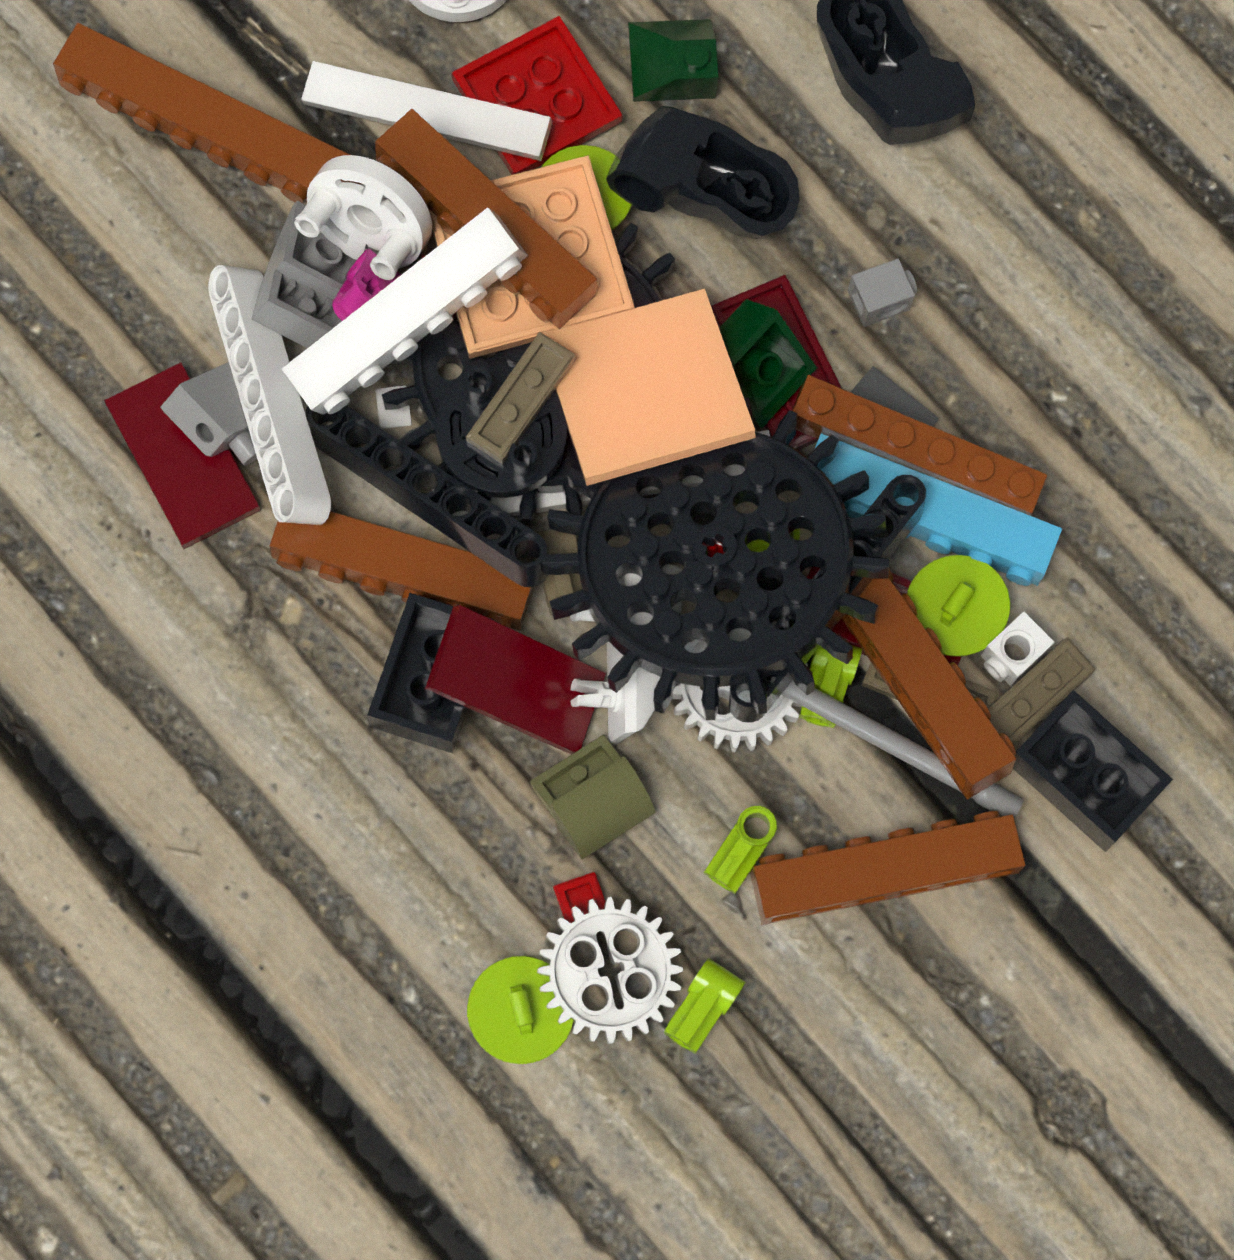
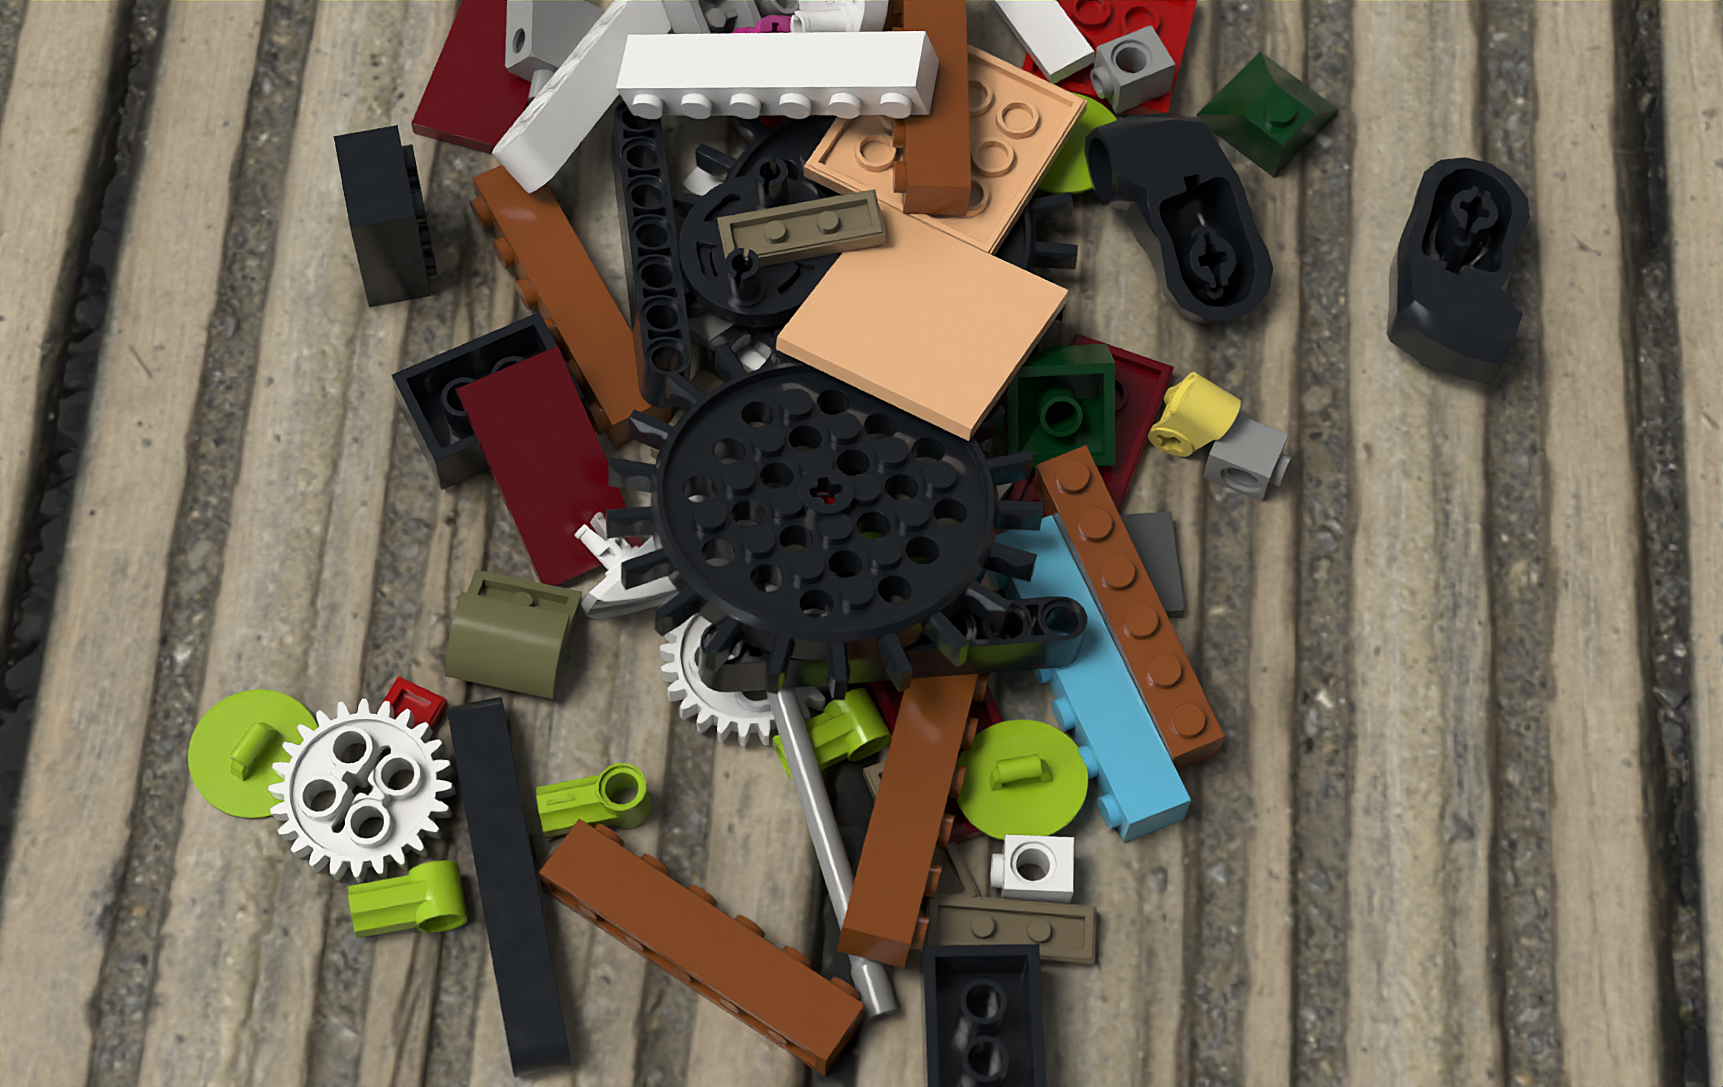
camera: 50 degrees right, 10 degrees down
(254, 621) = (386, 215): none -> black brick
(586, 92) = (1138, 52): none -> light grey brick
(746, 940) = (508, 888): none -> black beam
(835, 295) = (1193, 416): none -> light yellow piece

